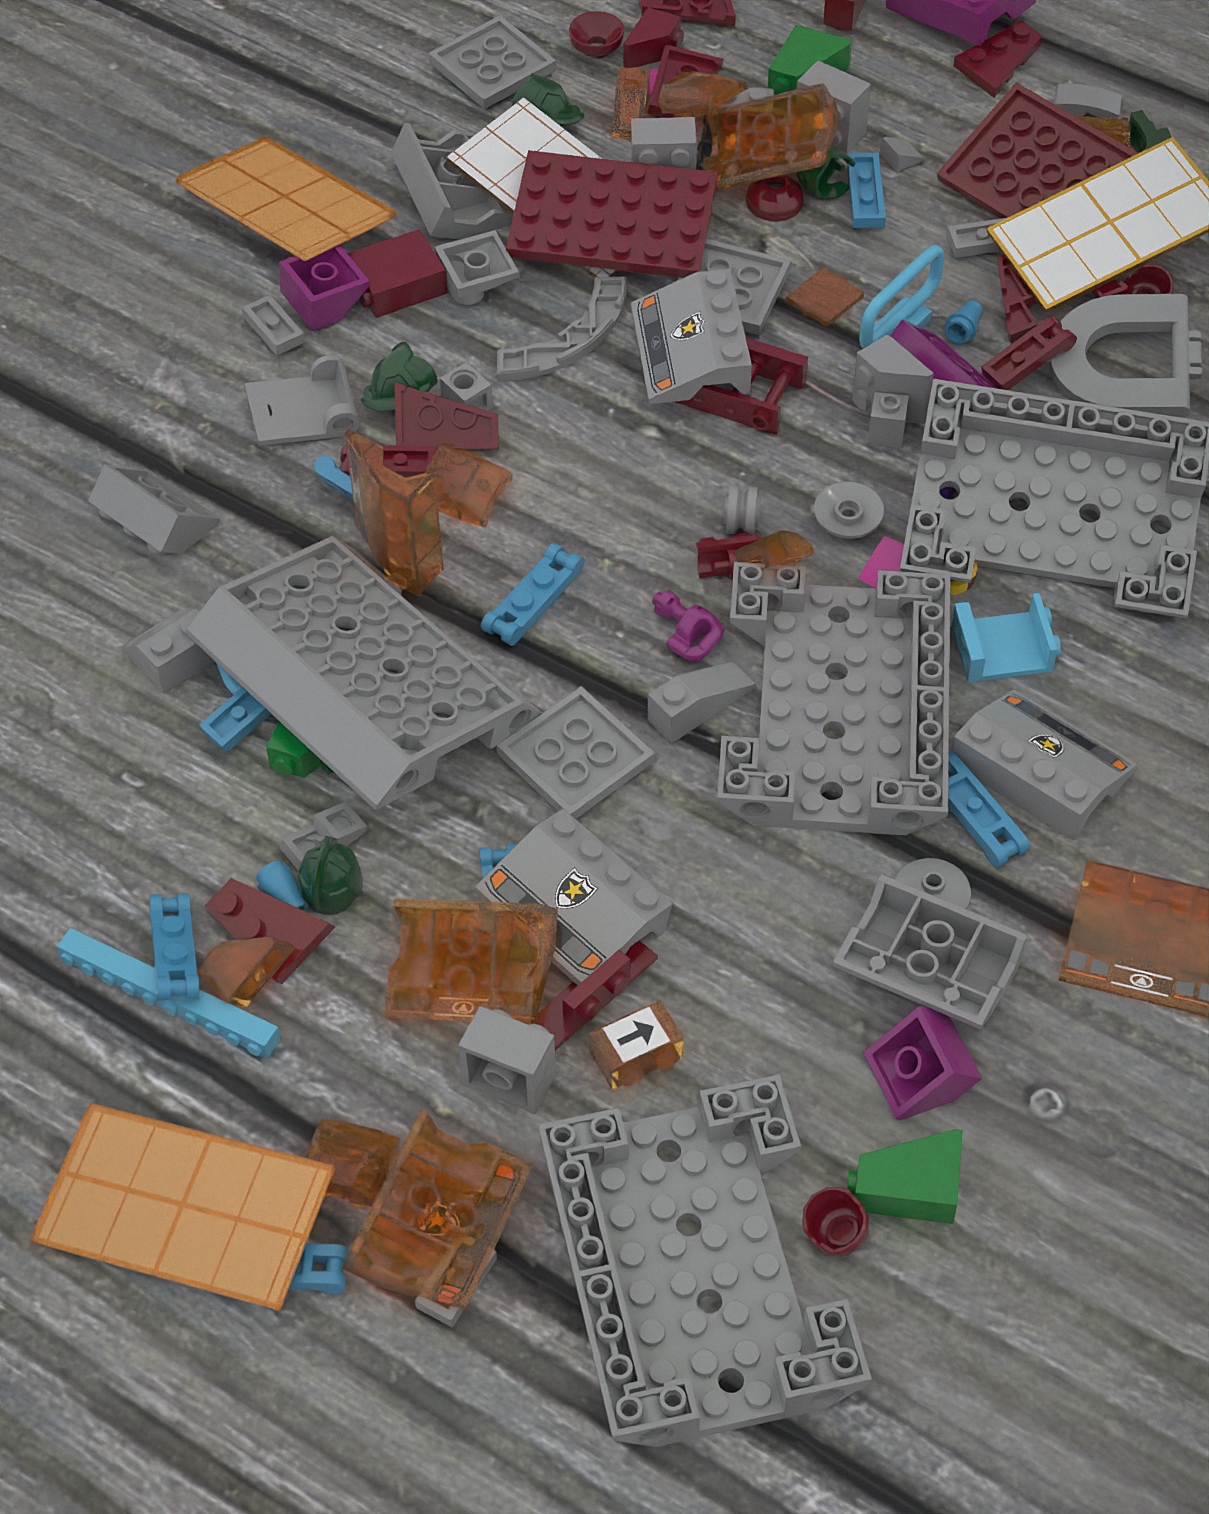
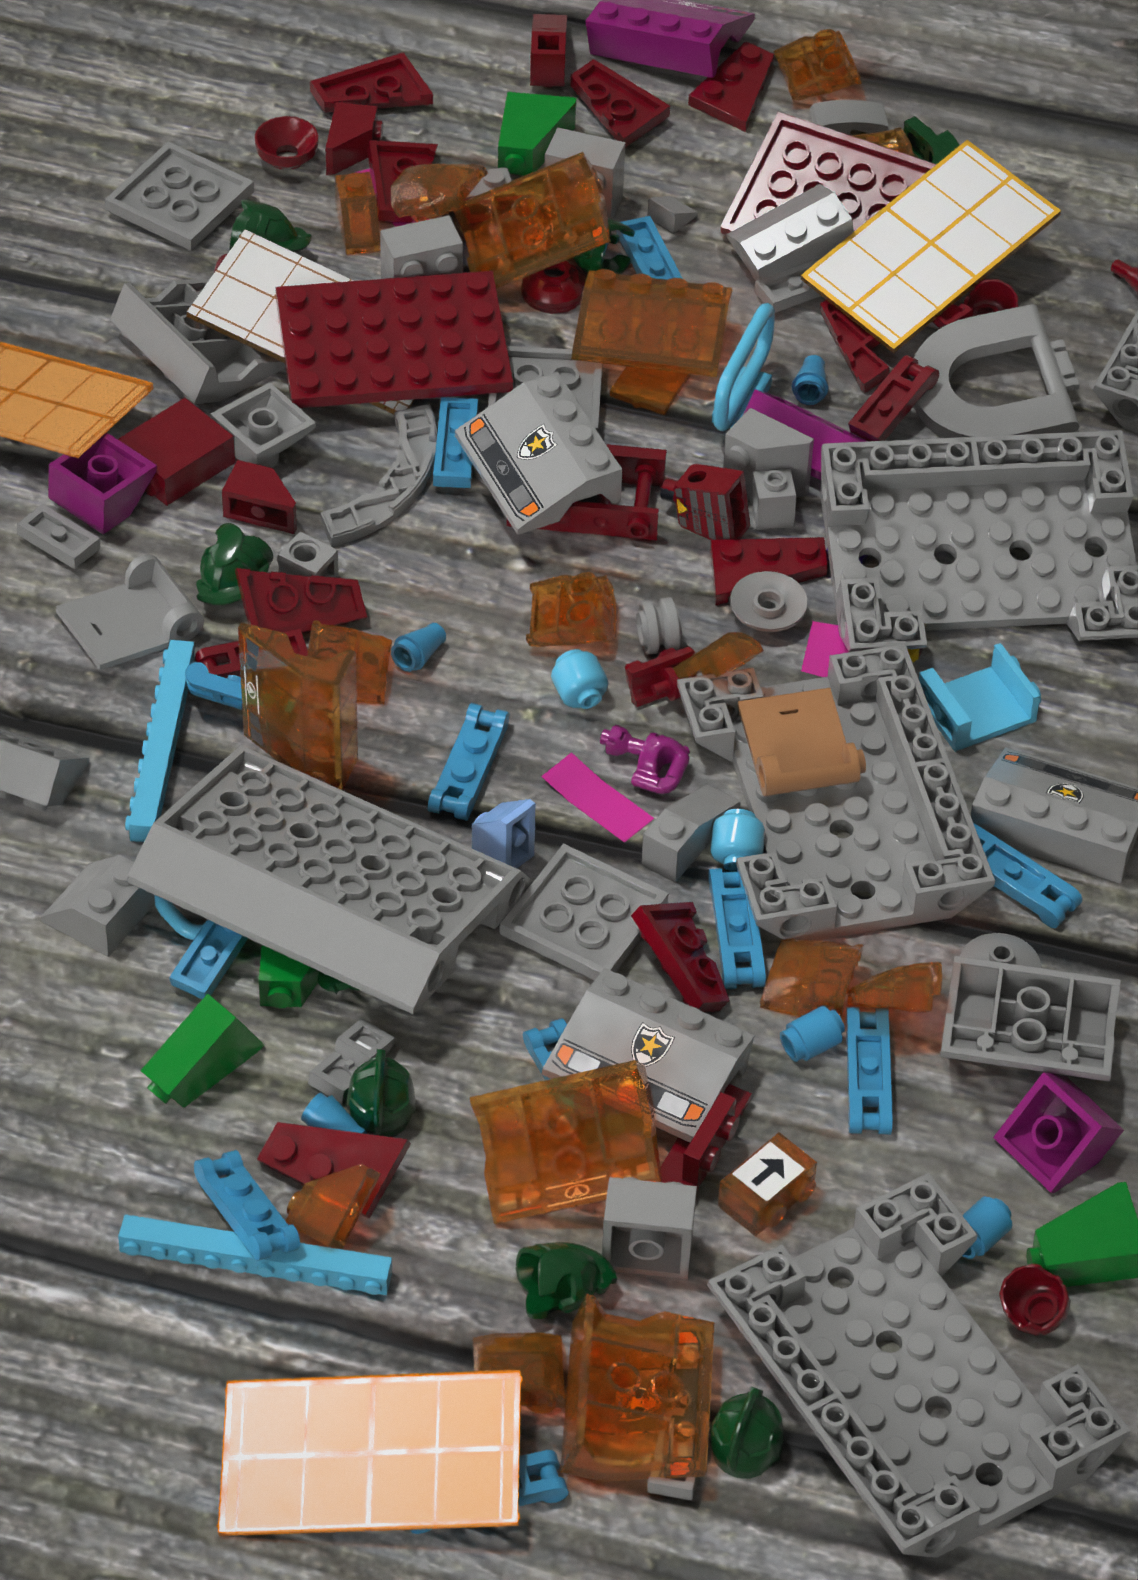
camera: 20 degrees left, 5 degrees down
(194, 799) = (200, 1053): none -> green slope
(286, 511) = (161, 741): none -> medium azure piece
(419, 1082) = (561, 1276): none -> dark green helmet
(447, 325) = (258, 498): none -> dark red slope
(522, 1280) = (747, 1435): none -> dark green helmet
(528, 483) = (415, 648): none -> dark azure cone
(533, 667) = (506, 832): none -> light blue slope
(621, 331) = (451, 462): none -> dark azure plate
(631, 651) = (596, 798): none -> dark pink sticker
(644, 808) = (681, 953): none -> dark red wing
(654, 542) = (579, 679): none -> medium azure head
(674, 481) = (572, 611): none -> clear orange slope
(700, 806) = (736, 931): none -> dark azure plate
(733, 913) = (812, 1034): none -> dark azure brick
(736, 715) = (735, 836): none -> medium azure head
(753, 861) = (810, 976): none -> clear orange slope
(771, 960) = (868, 1070): none -> dark azure plate
(819, 1136) = (990, 1221): none -> dark azure brick
(821, 643) = (799, 742): none -> medium nougat door
(825, 892) = (902, 987): none -> clear orange slope
(830, 412) = (710, 501): none -> dark red torso
(840, 244) = (652, 323): none -> clear orange slope
(885, 475) = (737, 558): none -> dark red wing
(891, 52) = (617, 102): none -> dark red wing
(993, 190) = (792, 233): none -> light grey slope
(1077, 51) = (817, 65): none -> clear orange slope

